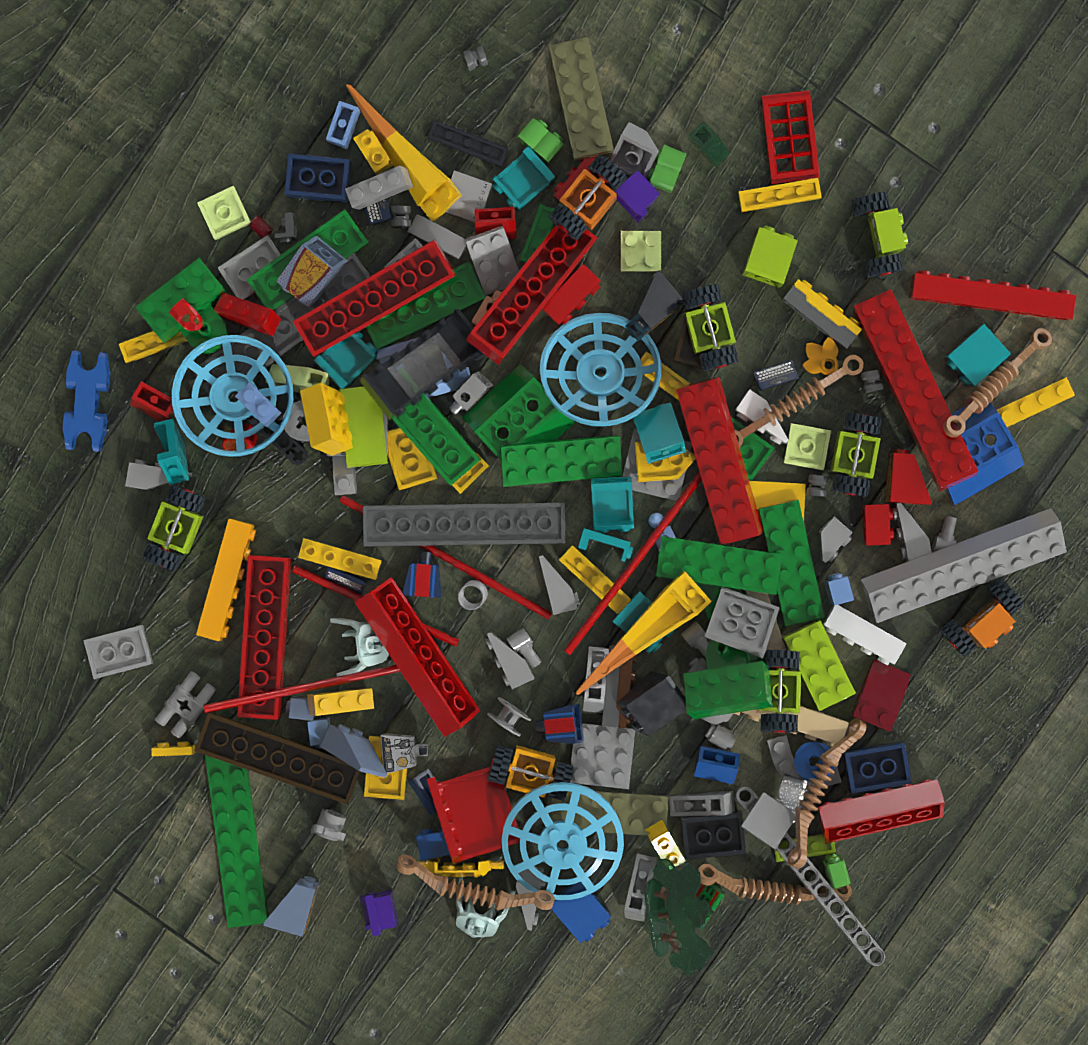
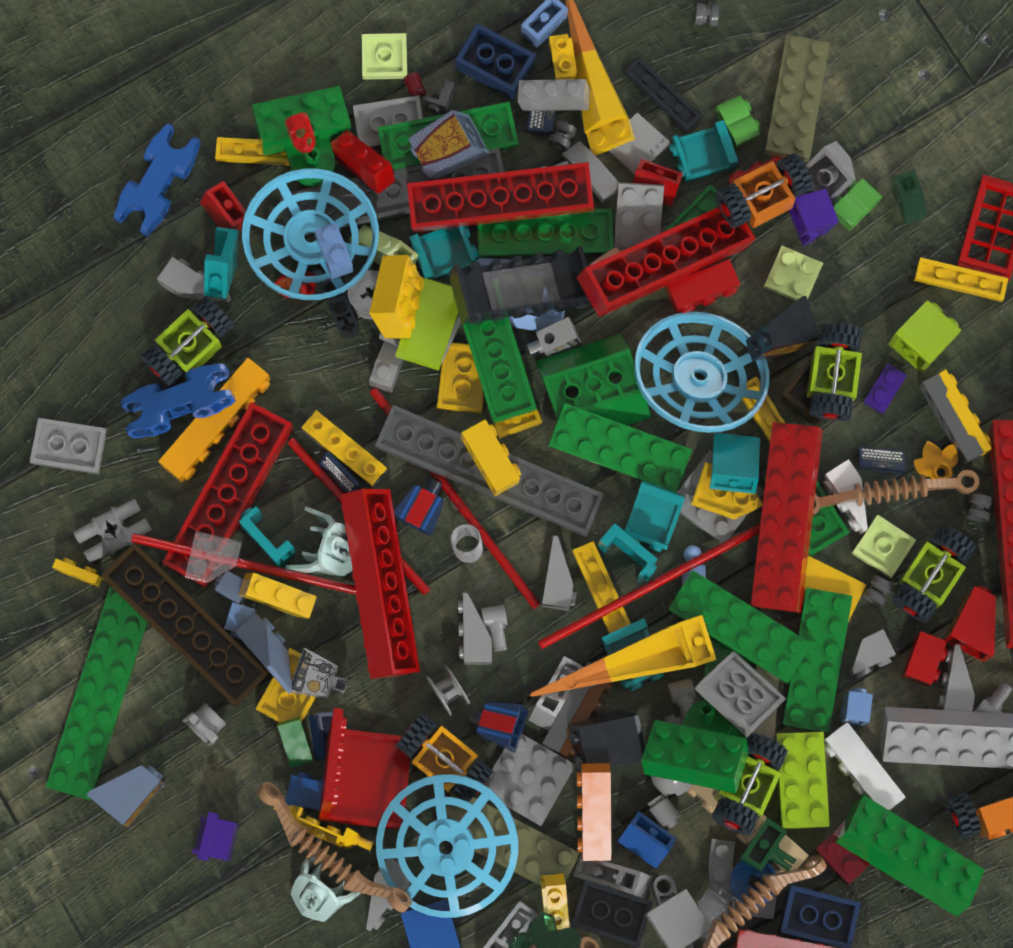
camera: 20 degrees right, 10 degrees down
(199, 571) = (162, 405): none -> blue piece
(274, 696) = (211, 556): none -> clear plate
(293, 656) = (278, 556): none -> teal panel
(406, 808) = (295, 742): none -> green tile
(461, 515) = (491, 457): none -> yellow brick
(667, 762) = (595, 811): none -> brick
(754, 314) = (885, 389): none -> dark purple plate
(812, 733) = (765, 847): none -> dark green brick
(929, 689) = (910, 856): none -> green brick

